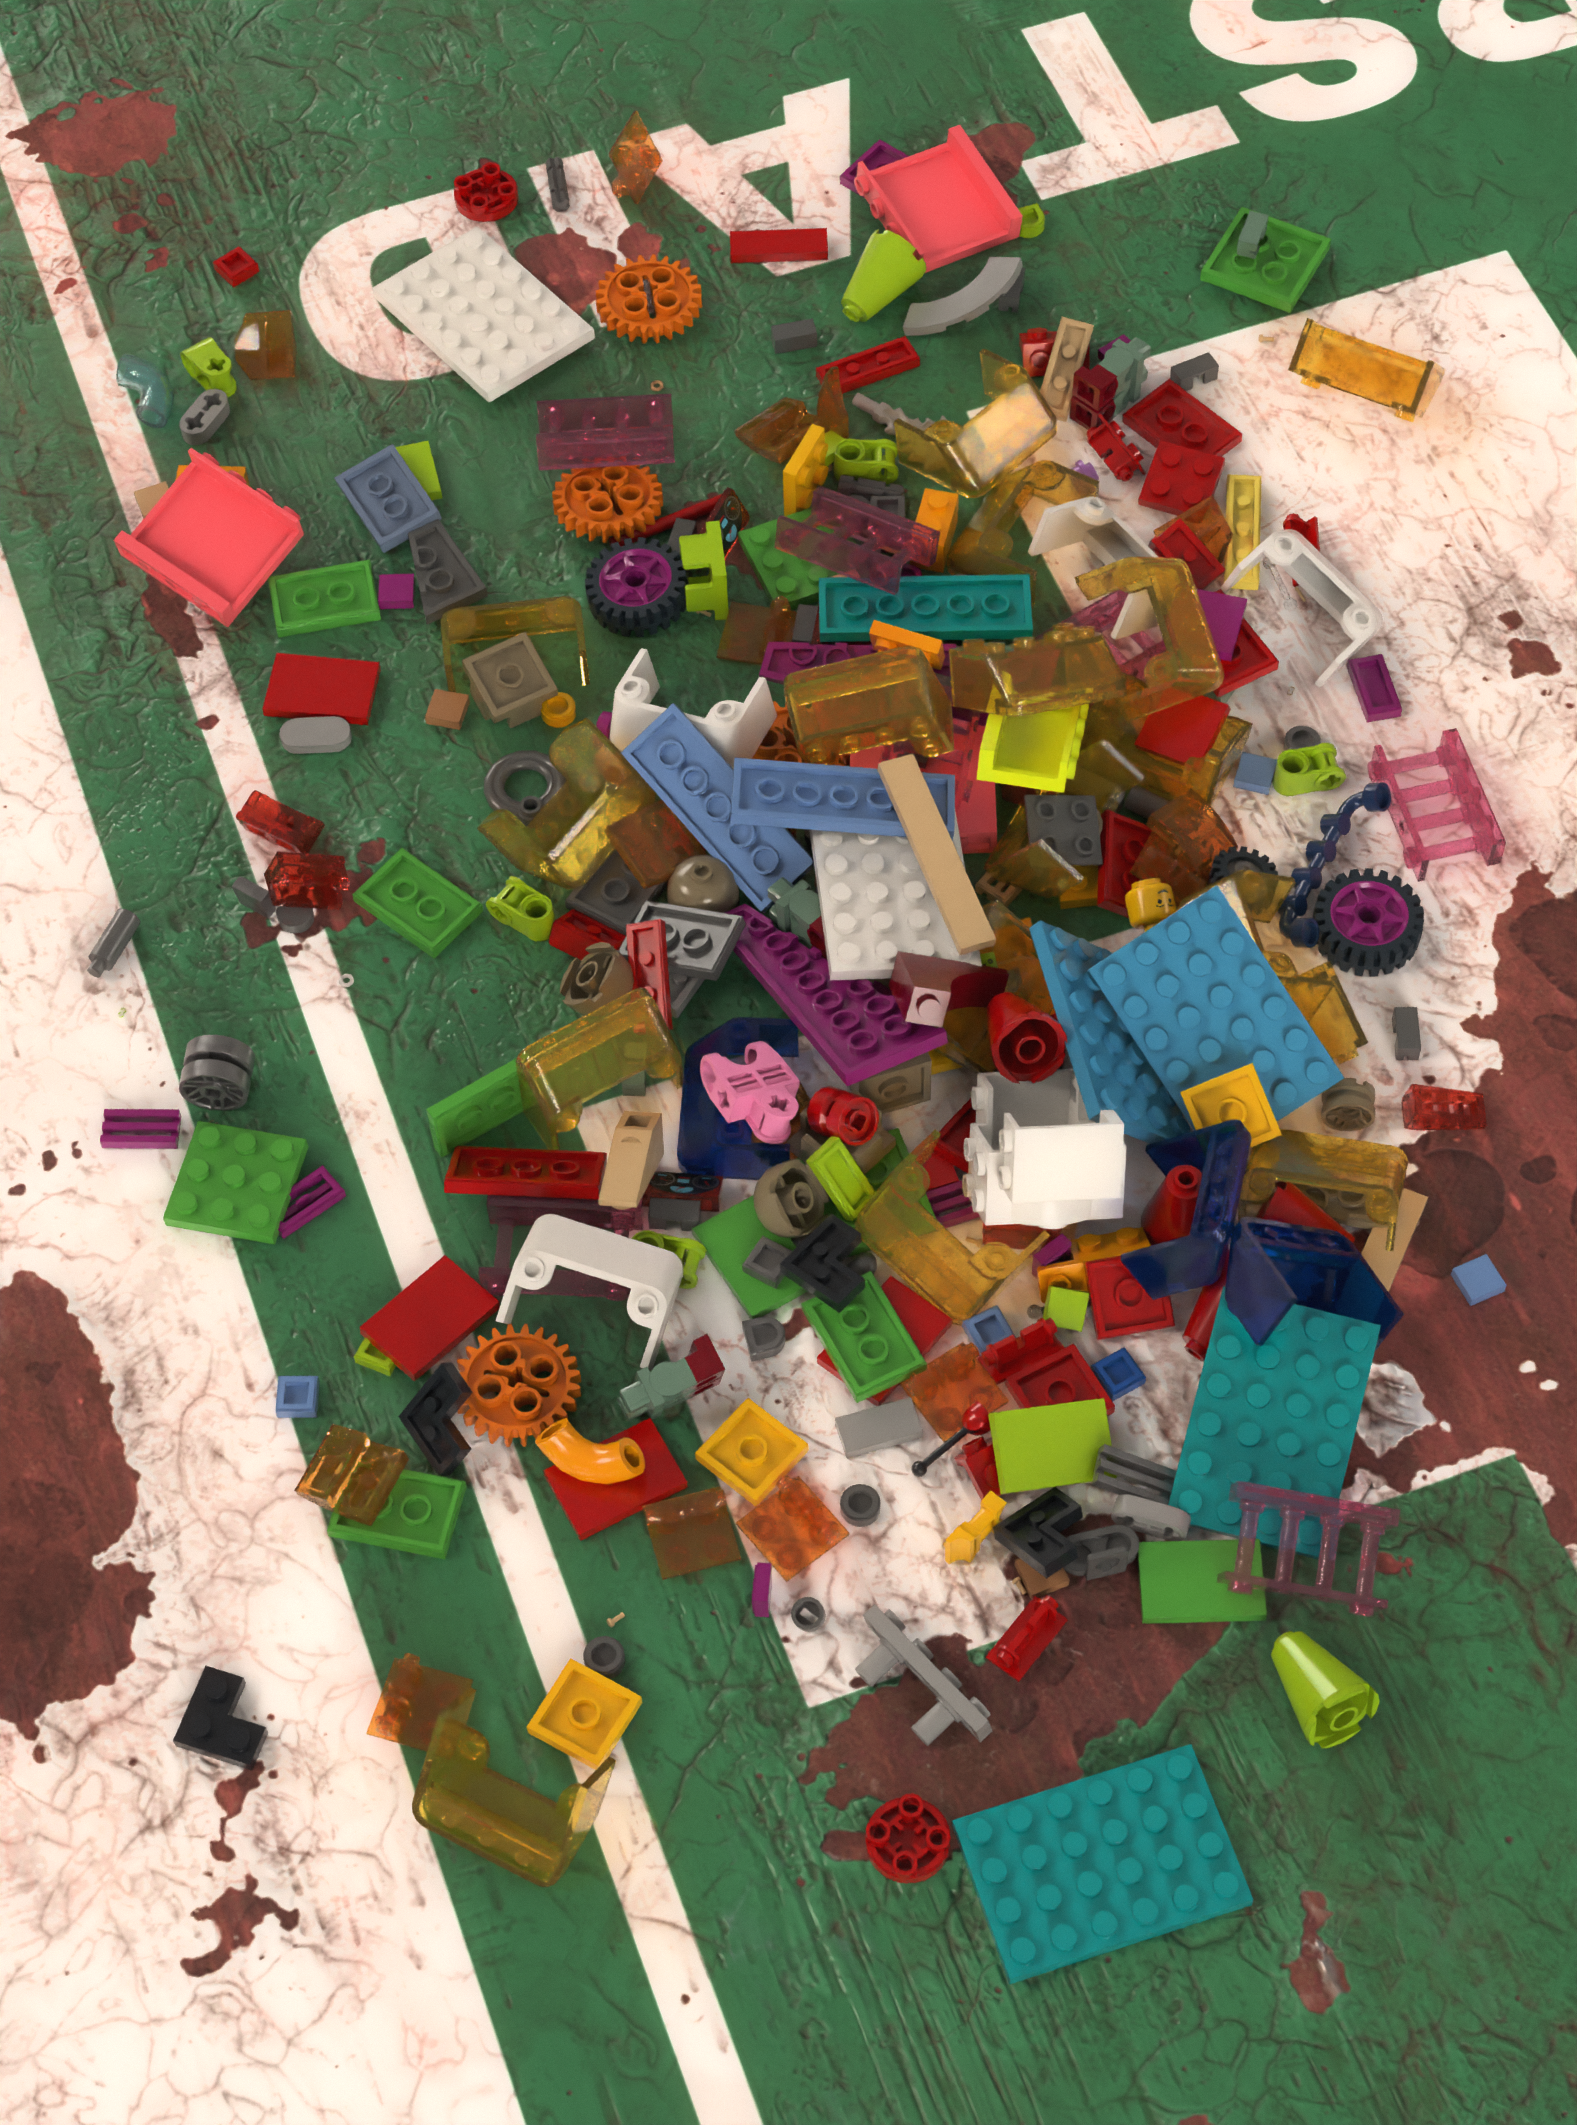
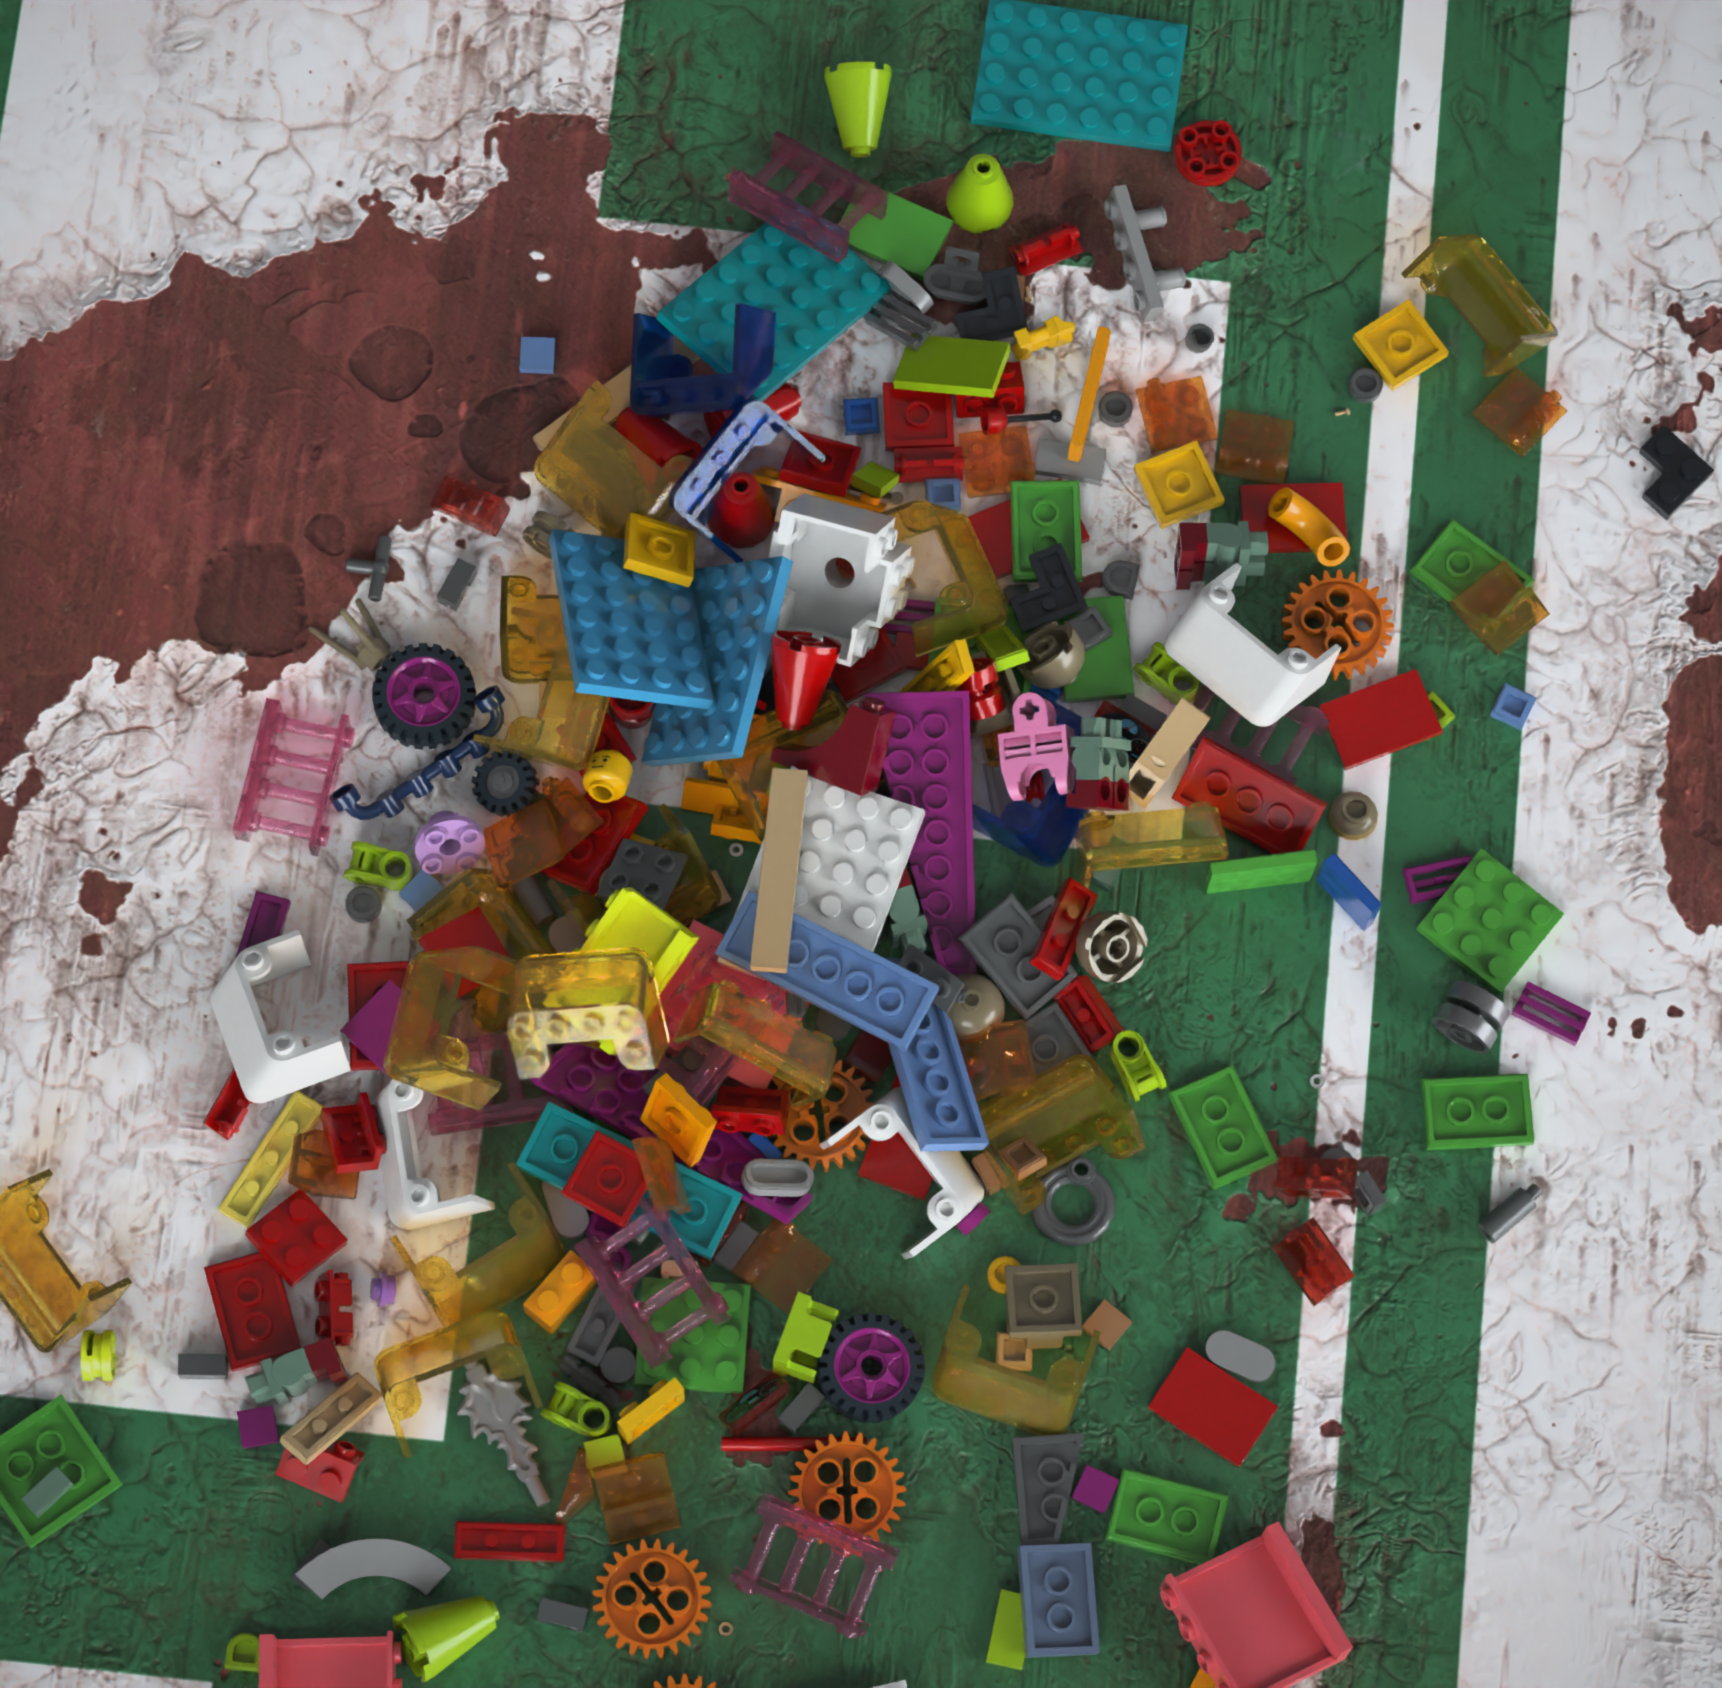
camera: 160 degrees left, 15 degrees up
(174, 1013) = (1477, 1112): none -> bright green tile
(386, 1125) = (1349, 891): none -> blue tile
(417, 1223) = (1353, 815): none -> dark tan piece
(430, 1420) = (1415, 621): black plate -> none
(588, 783) = (1023, 1157): none -> medium nougat tile
(685, 1096) = (1100, 766): none -> sand green hips
(727, 369) = (678, 1578): none -> orange gear
(732, 855) = (950, 986): none -> dark grey hinge
(762, 1589) = (1225, 372): magenta tile -> none
(803, 657) = (777, 1177): none -> light grey tile
(888, 1103) = (945, 671): none -> yellow tile
(893, 587) = (661, 1175): none -> clear orange slope
(893, 1491) = (1089, 394): none -> light orange tile
(940, 592) = (607, 1180): none -> red tile
(1129, 1657) = (980, 195): none -> lime cone
(1262, 809) = (449, 843): none -> lavender plate
(1279, 335) = (98, 1355): none -> neon yellow wheel
(1444, 938) = (371, 649): none -> dark tan plant
(1490, 1015) = (378, 568): none -> dark grey piece

